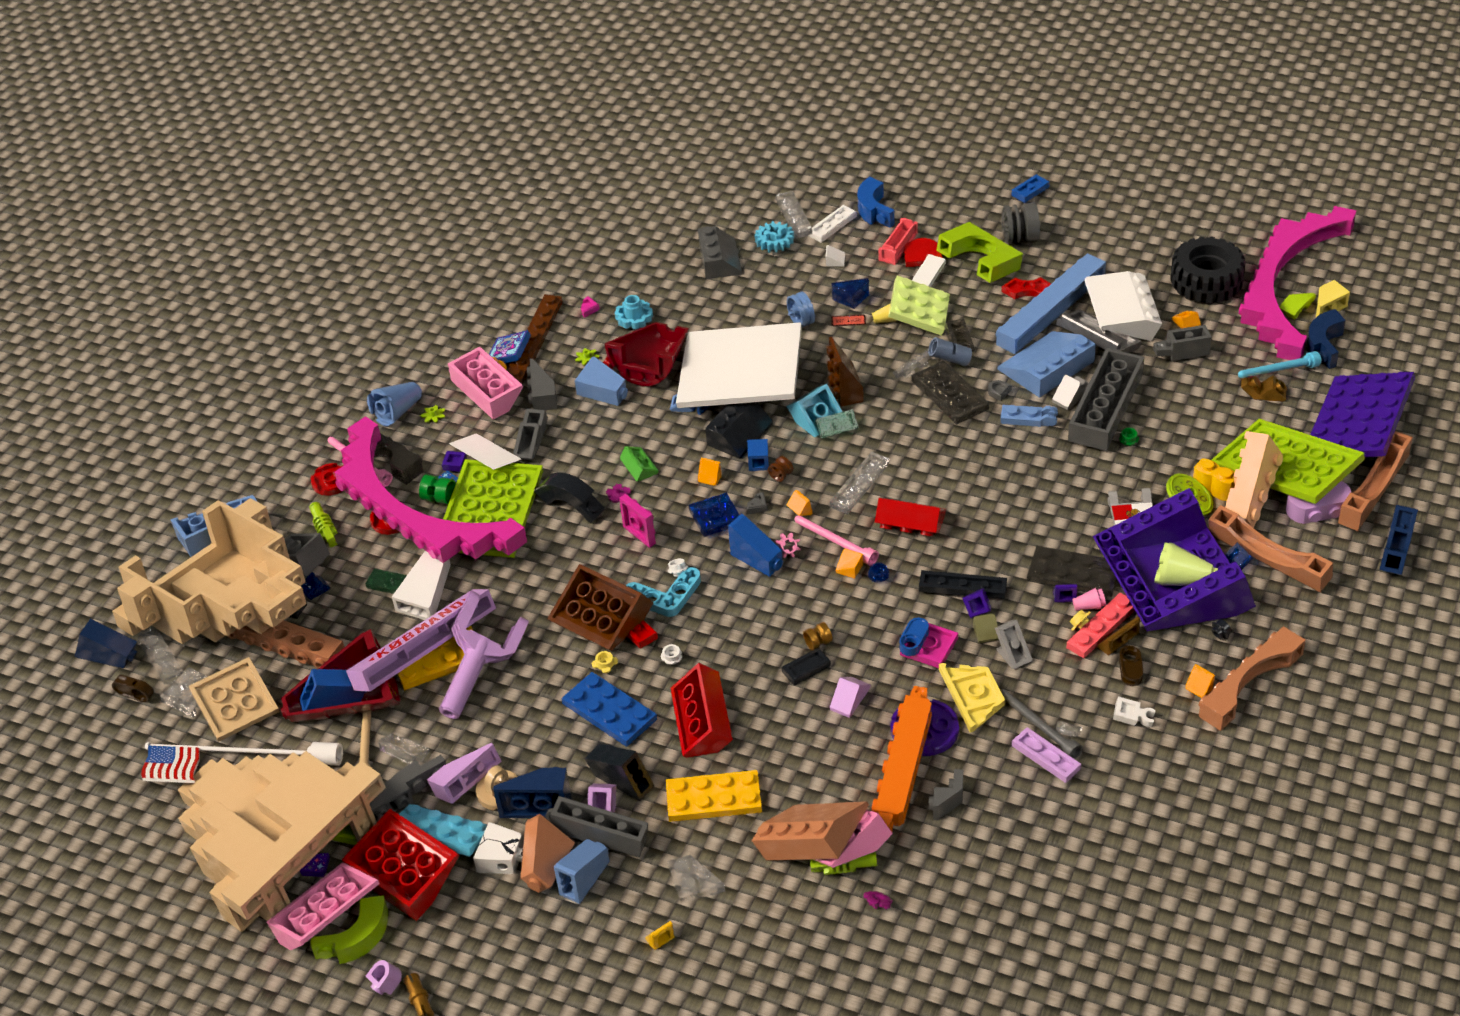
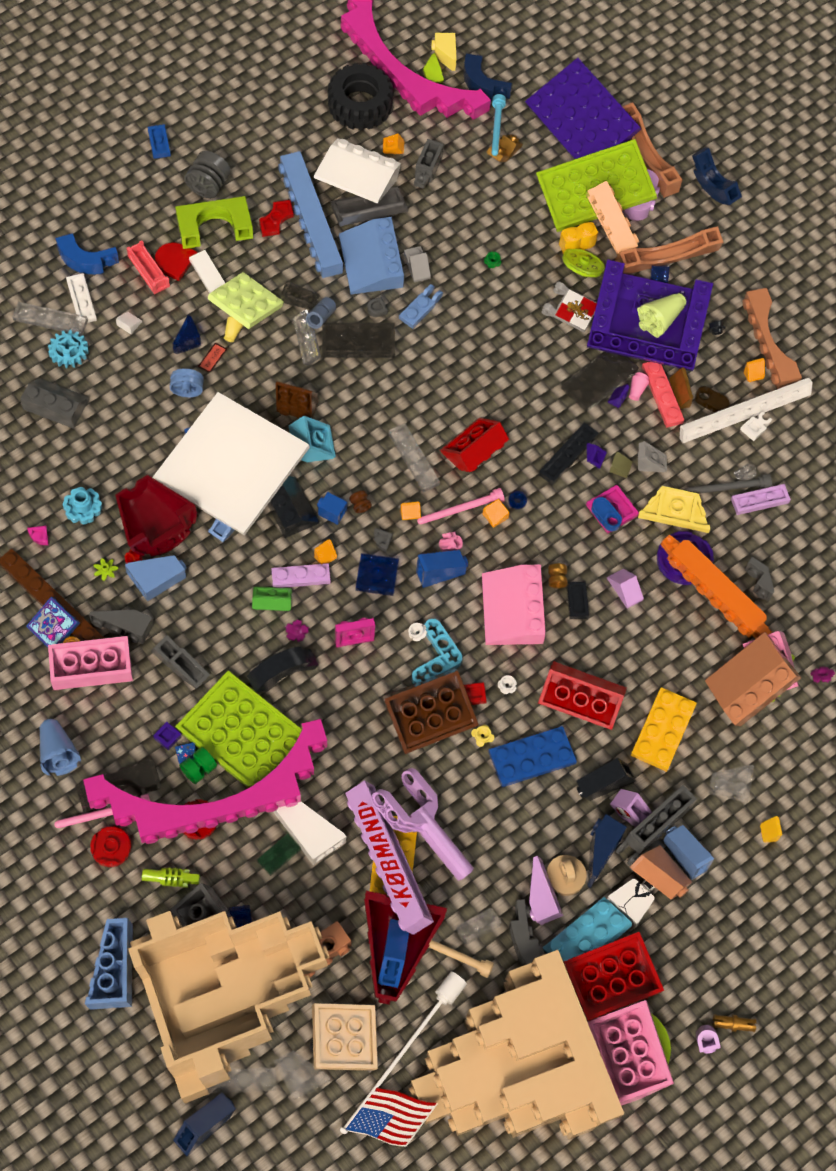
camera: 70 degrees left, 20 degrees up
(132, 688) = (270, 1118): dark brown piece -> none
(433, 414) = (90, 725): lime plant -> none
(485, 451) = (175, 706): white sticker -> none
(675, 470) = (300, 575): none -> lavender plate
(761, 623) = (513, 606): none -> bright pink slope
(836, 424) = (337, 435): clear green plate -> none
(1079, 619) = (653, 403): light yellow plate -> none
(1106, 399) = (450, 248): dark grey brick -> none
(1148, 696) = (745, 410): none -> white plate

